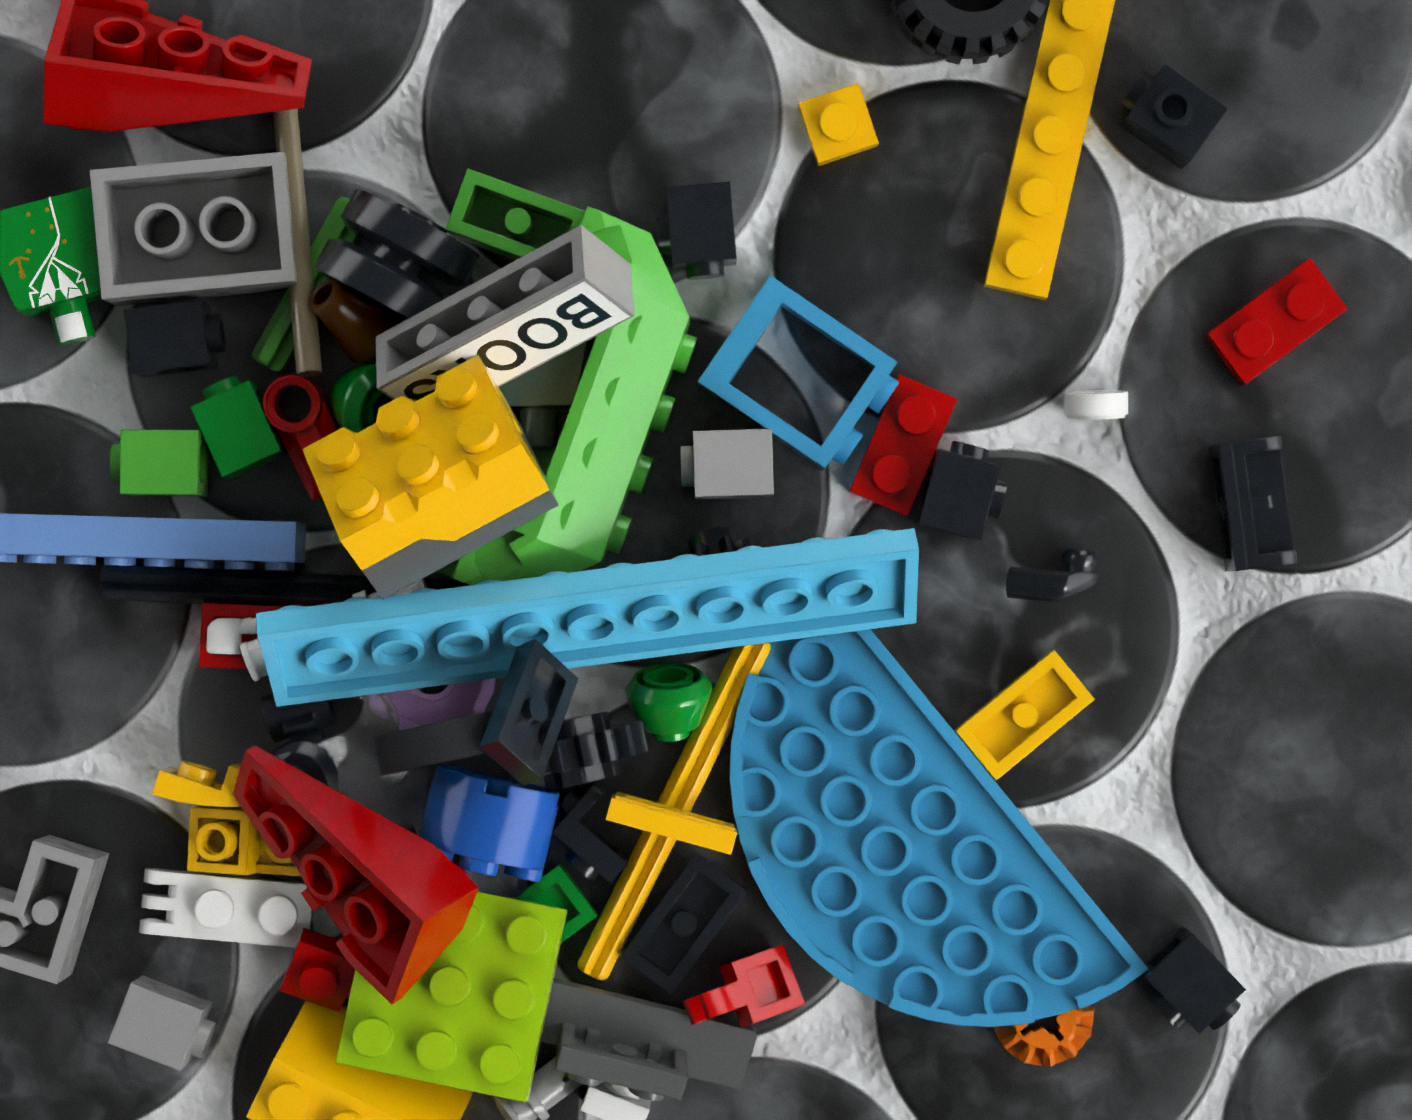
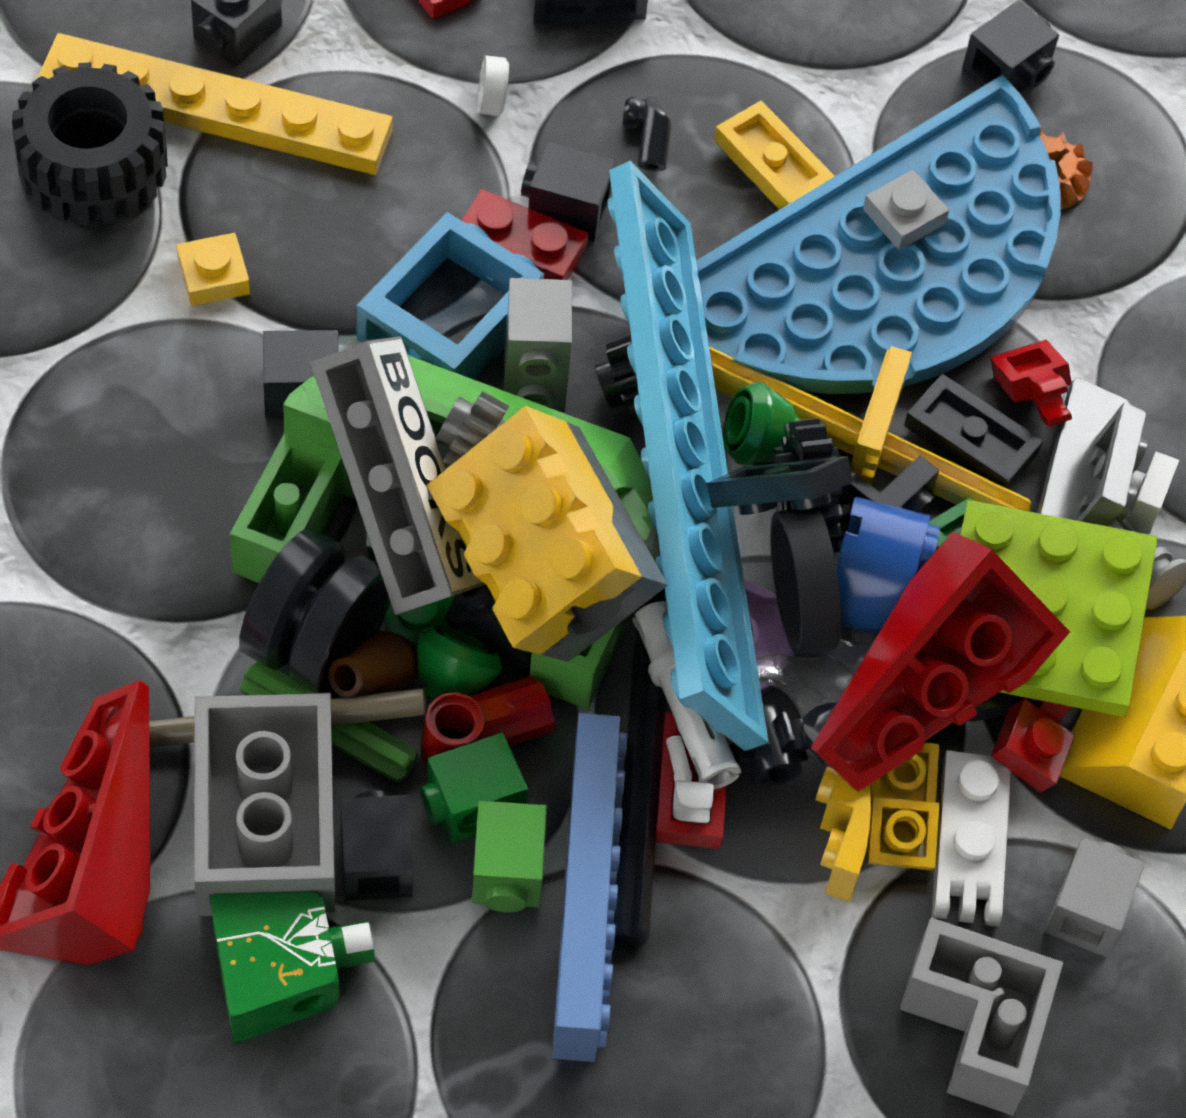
camera: 95 degrees left, 30 degrees down
(551, 401) = (470, 424): none -> dark grey gear
(946, 855) = (905, 209): none -> light grey plate

